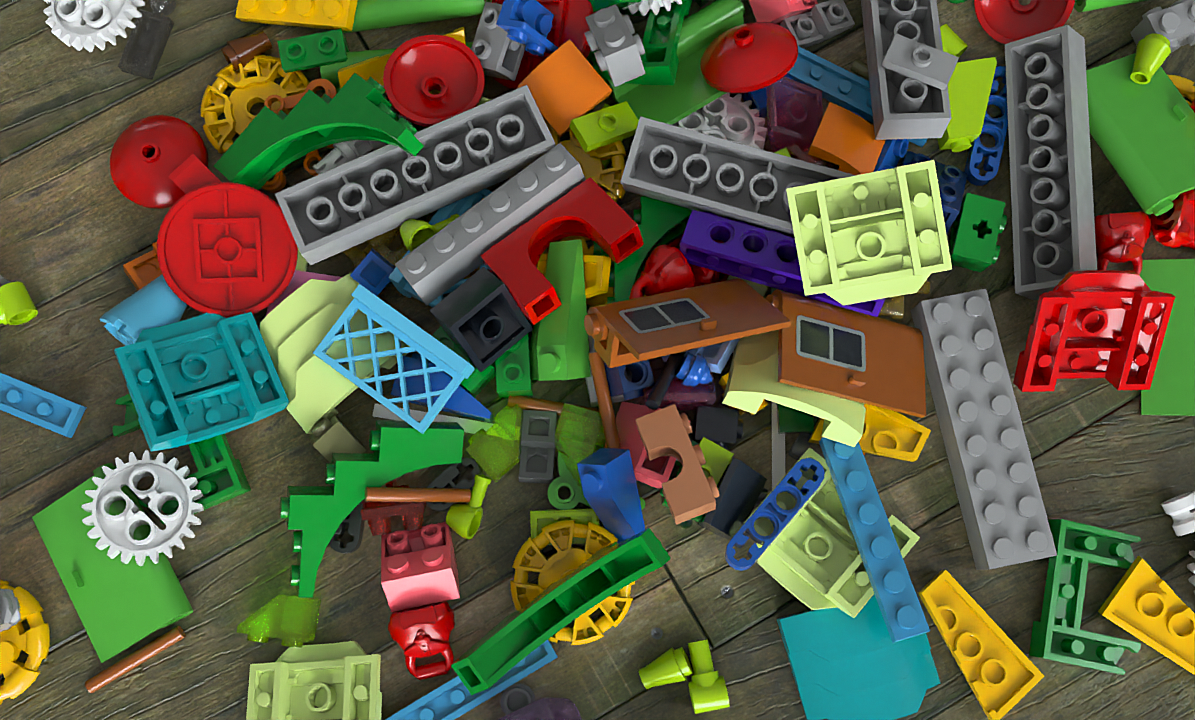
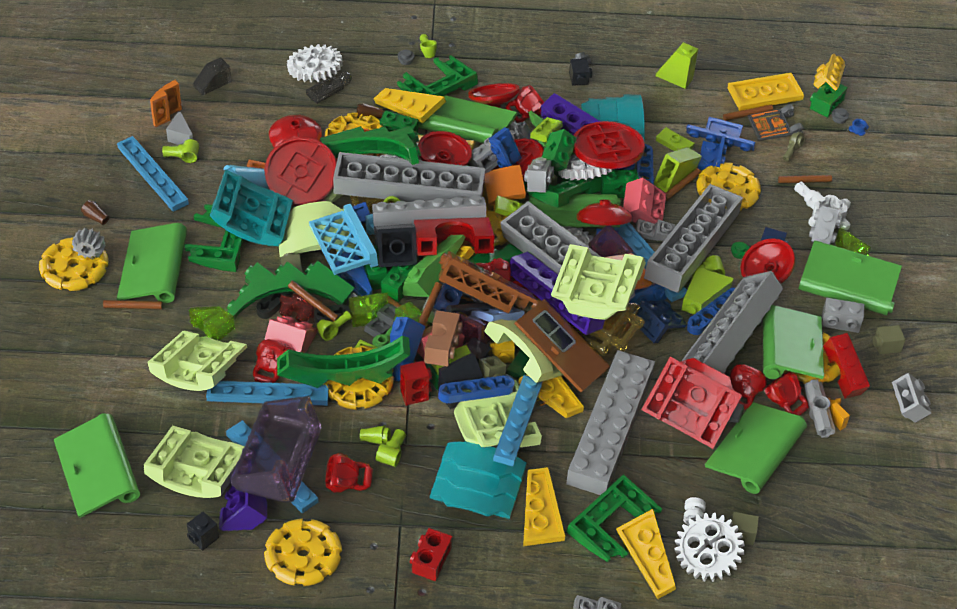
camera: 30 degrees right, 30 degrees down
(119, 529) = (174, 245): white gear -> none
(678, 544) = (415, 382): none -> red brick
(694, 370) = (479, 312): blue plate -> none
(764, 451) = (492, 367): none -> olive brick
(920, 61) = (683, 248): light grey plate -> none
(989, 221) = (670, 343): green brick -> none
(1149, 56) = (815, 313): lime cone -> none

